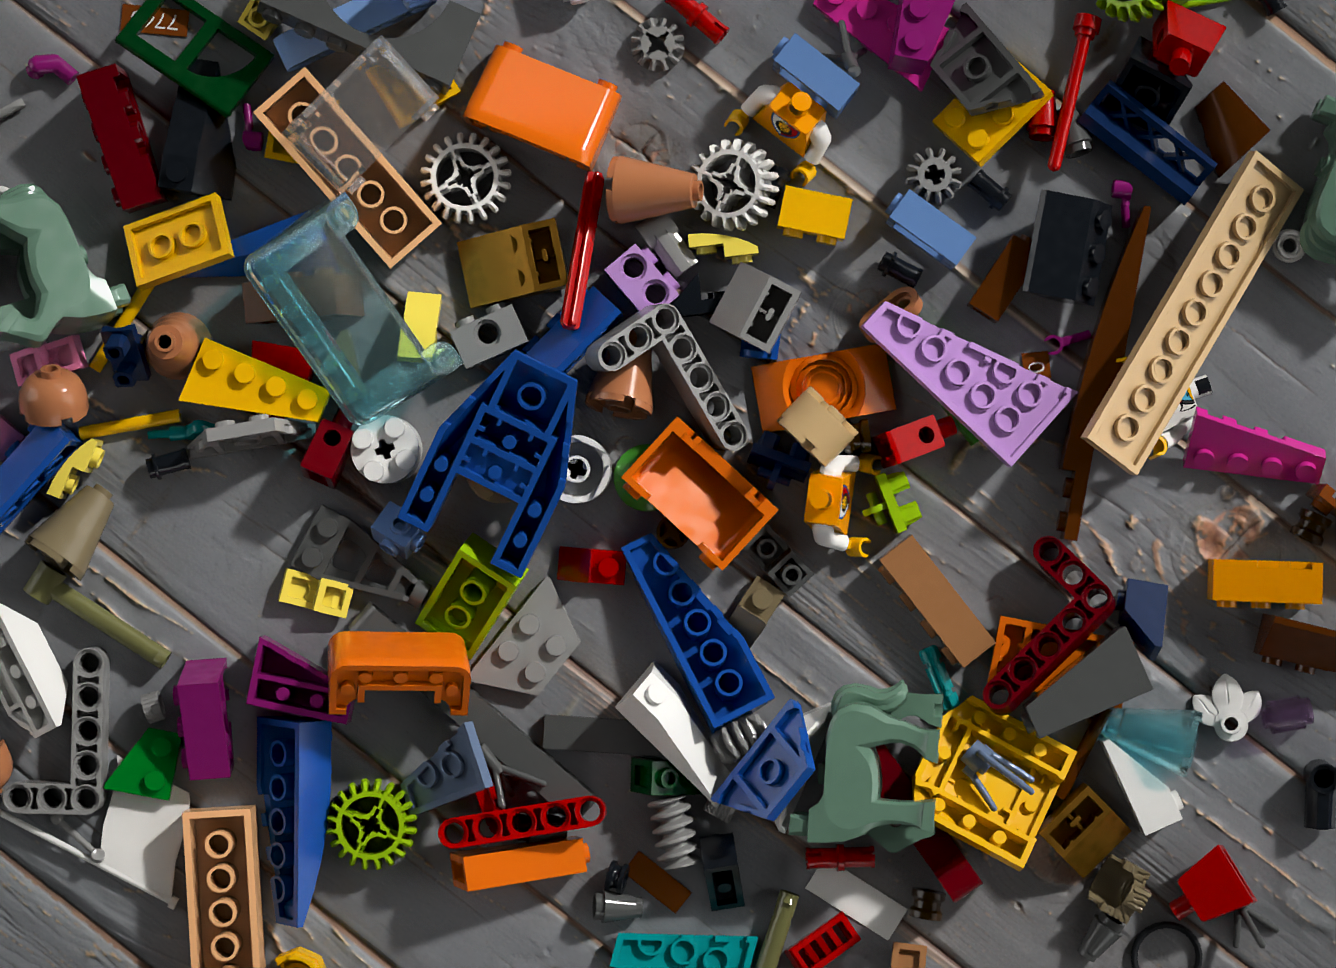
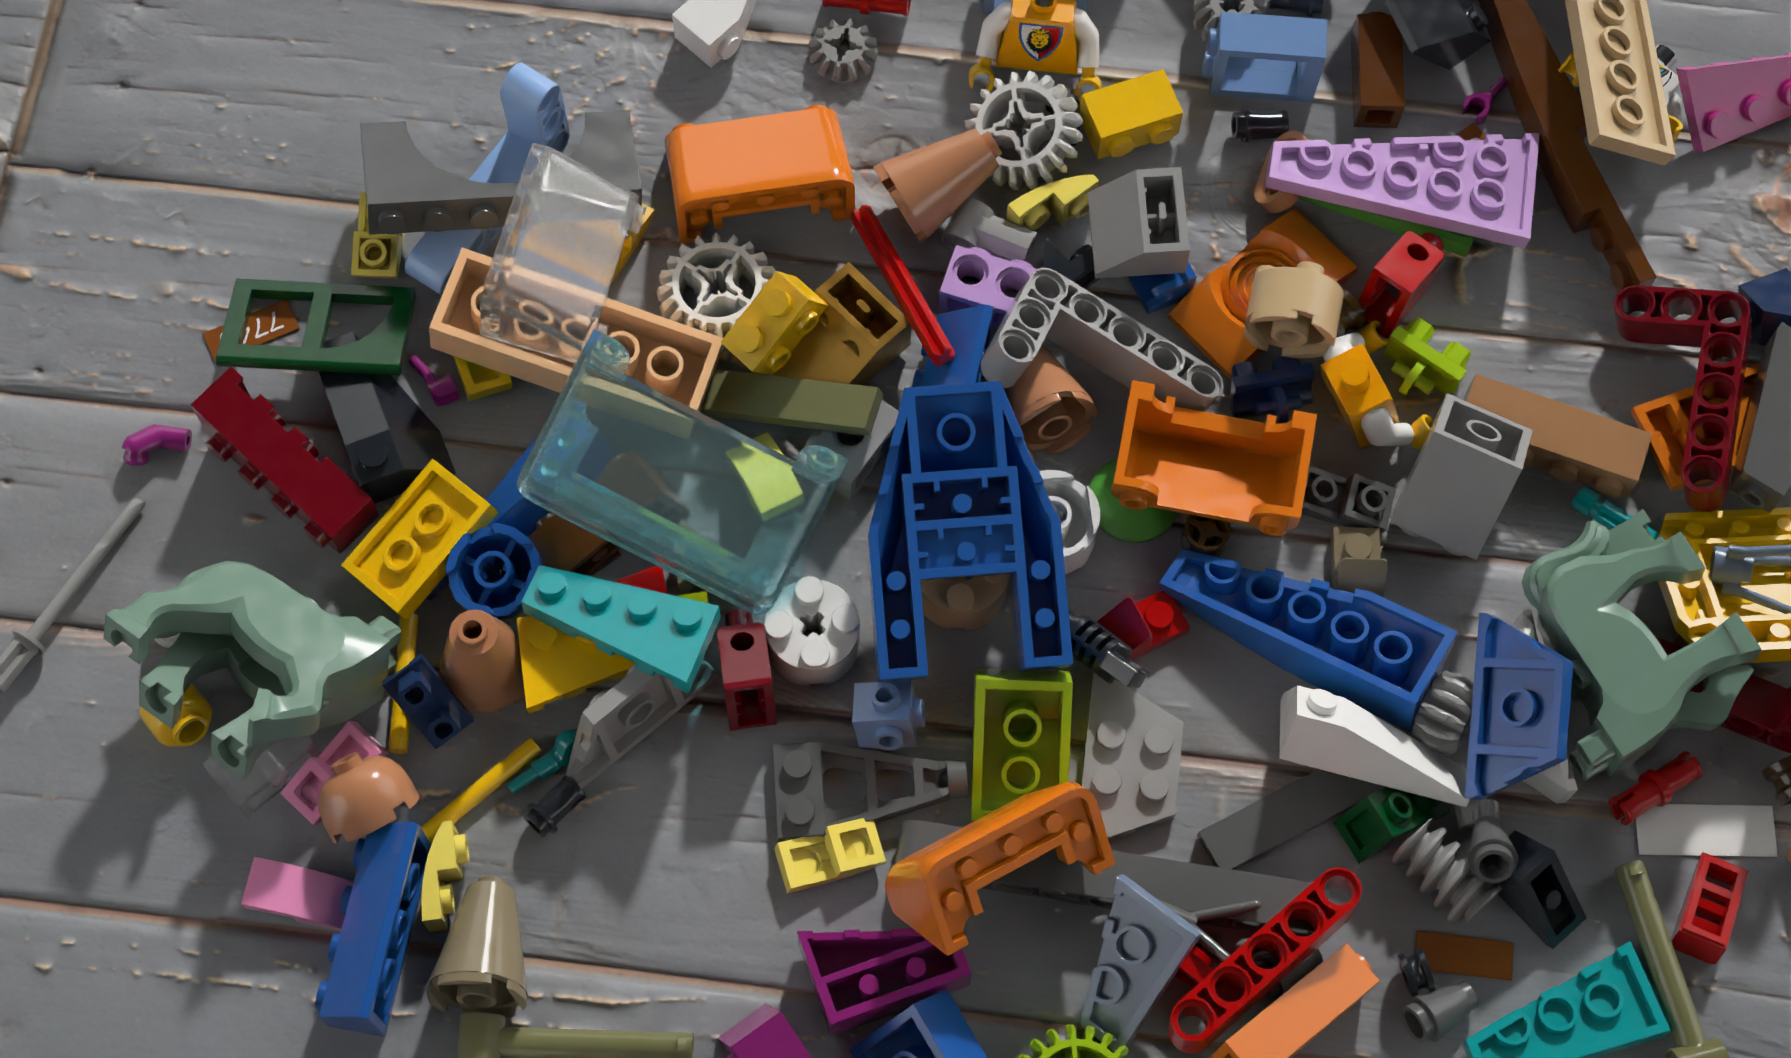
camera: 30 degrees left, 20 degrees down
(210, 296) = (492, 570): none -> blue cylinder
(271, 393) = (643, 625): none -> teal wing
(463, 289) = (793, 402): none -> olive tile
(479, 233) = (774, 323): none -> yellow brick
(554, 567) = (1104, 652): none -> black hinge
(702, 840) = (1491, 851): none -> dark grey cone
(855, 596) = (1462, 477): none -> light grey slope

